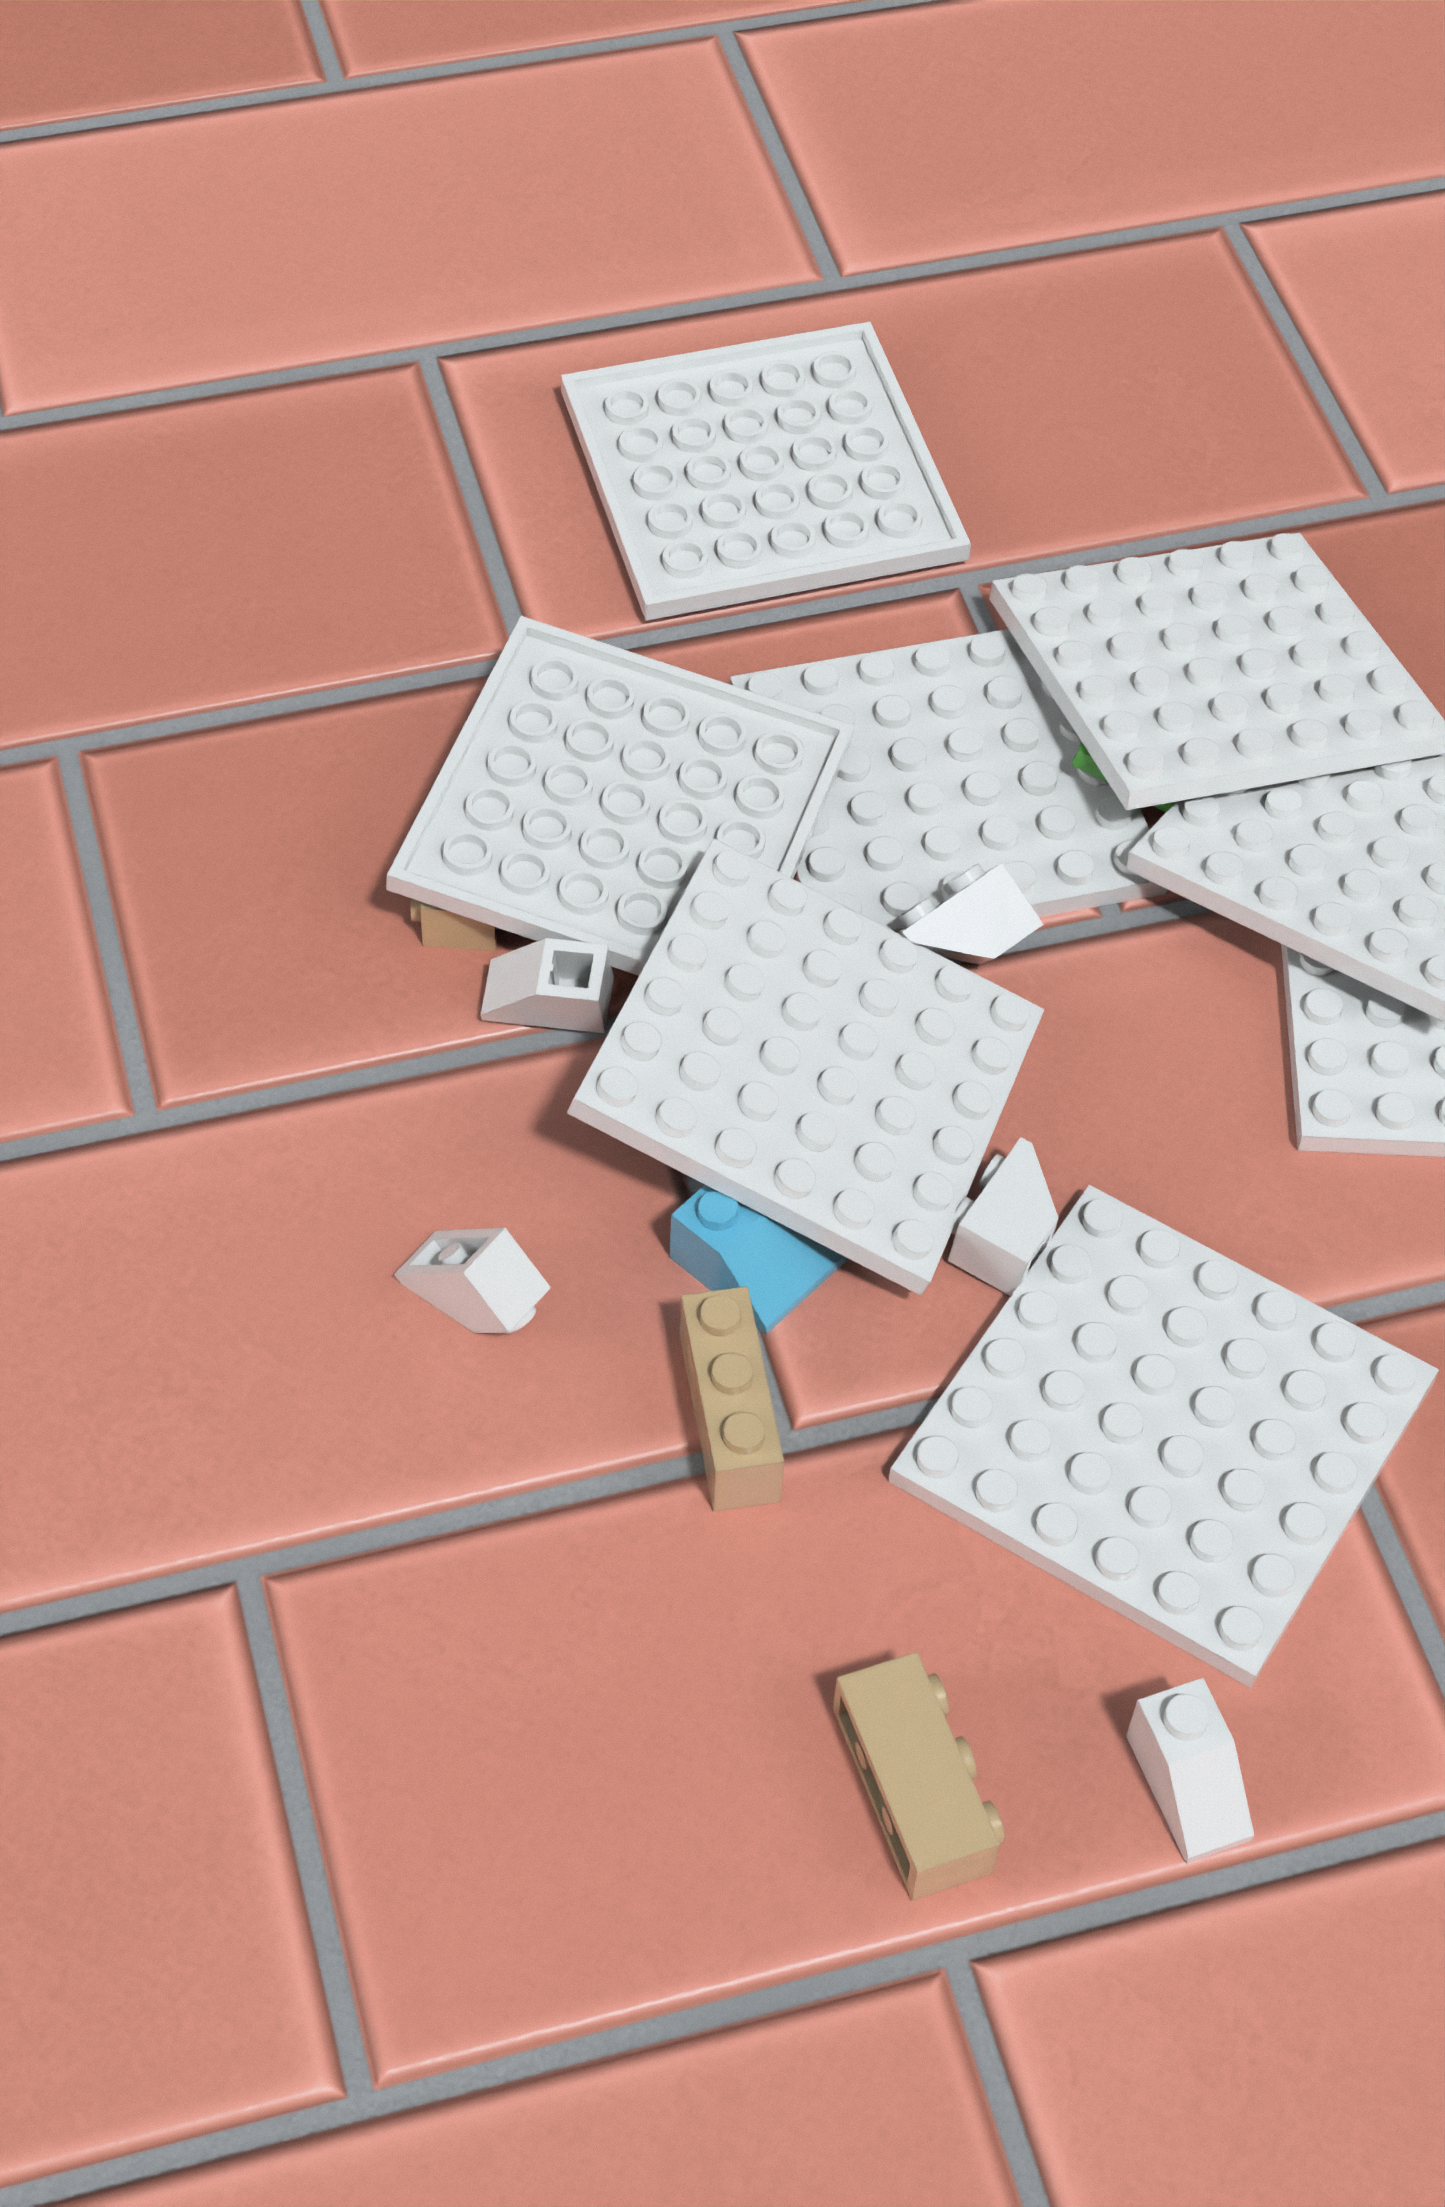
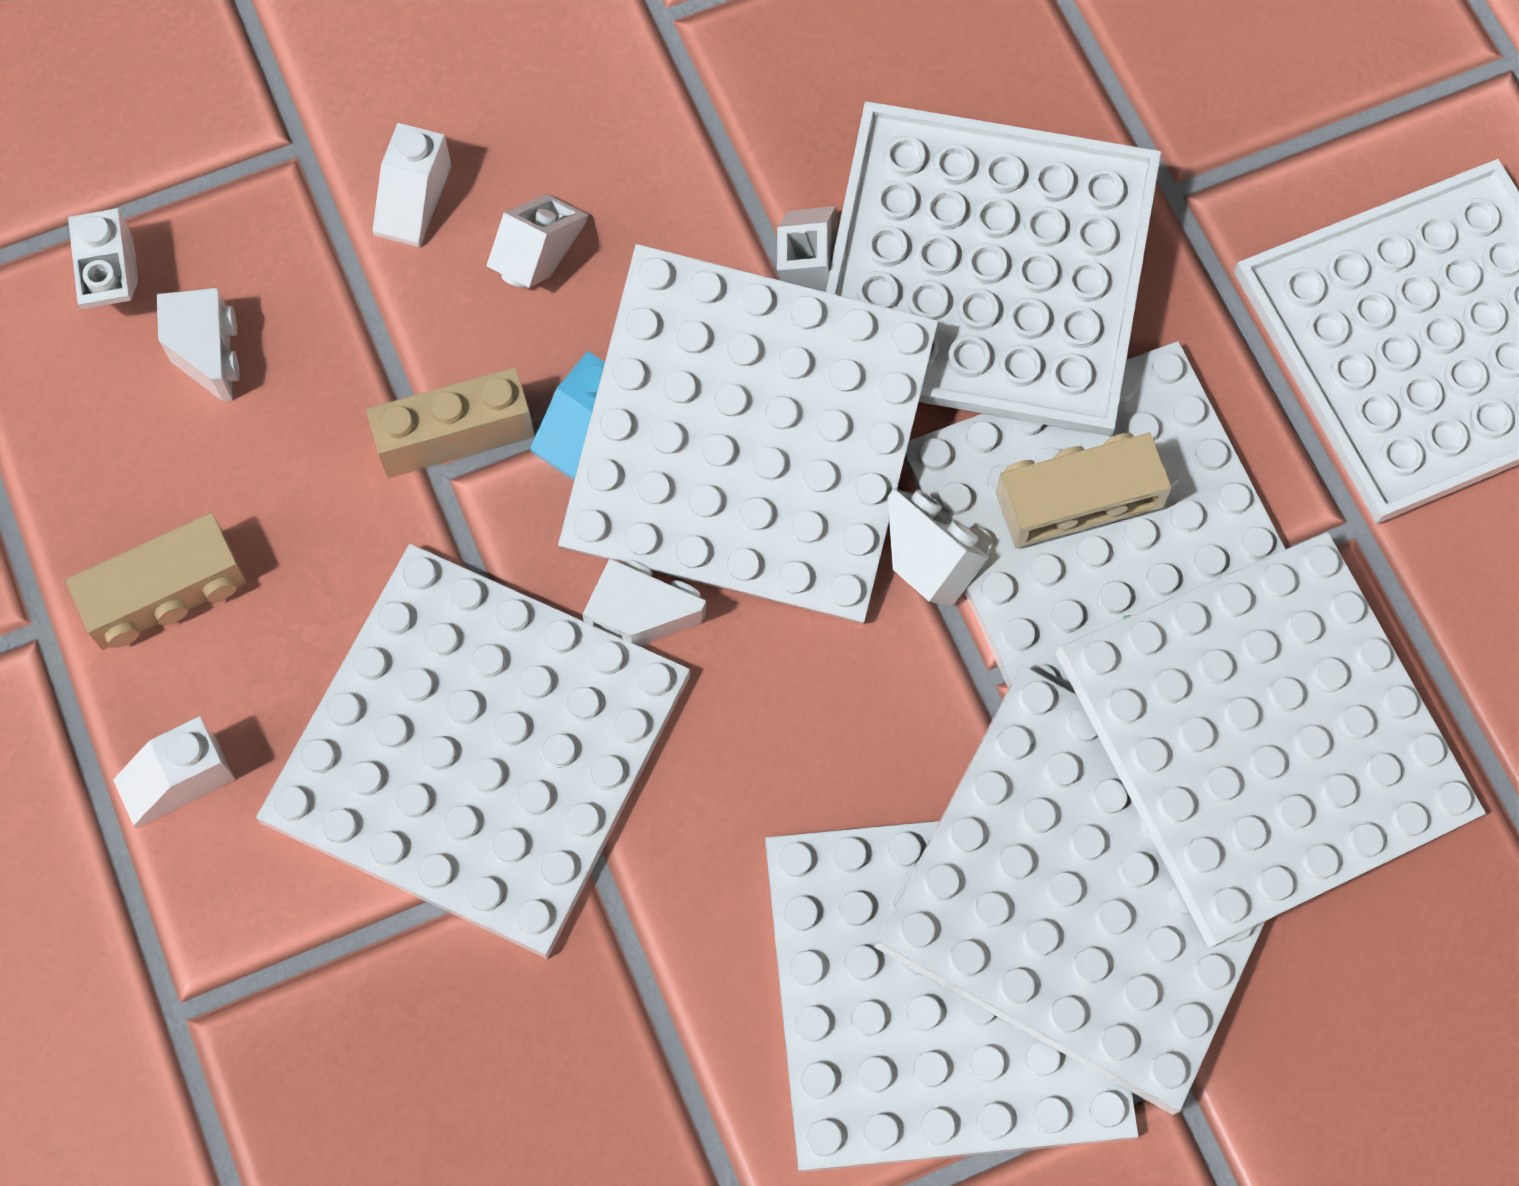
camera: 85 degrees right, 15 degrees up
(356, 1417) = (410, 184): none -> white slope
(412, 1812) = (102, 258): none -> white slope
(551, 1700) = (196, 337): none -> white slope
(921, 768) = (1082, 488): none -> tan brick

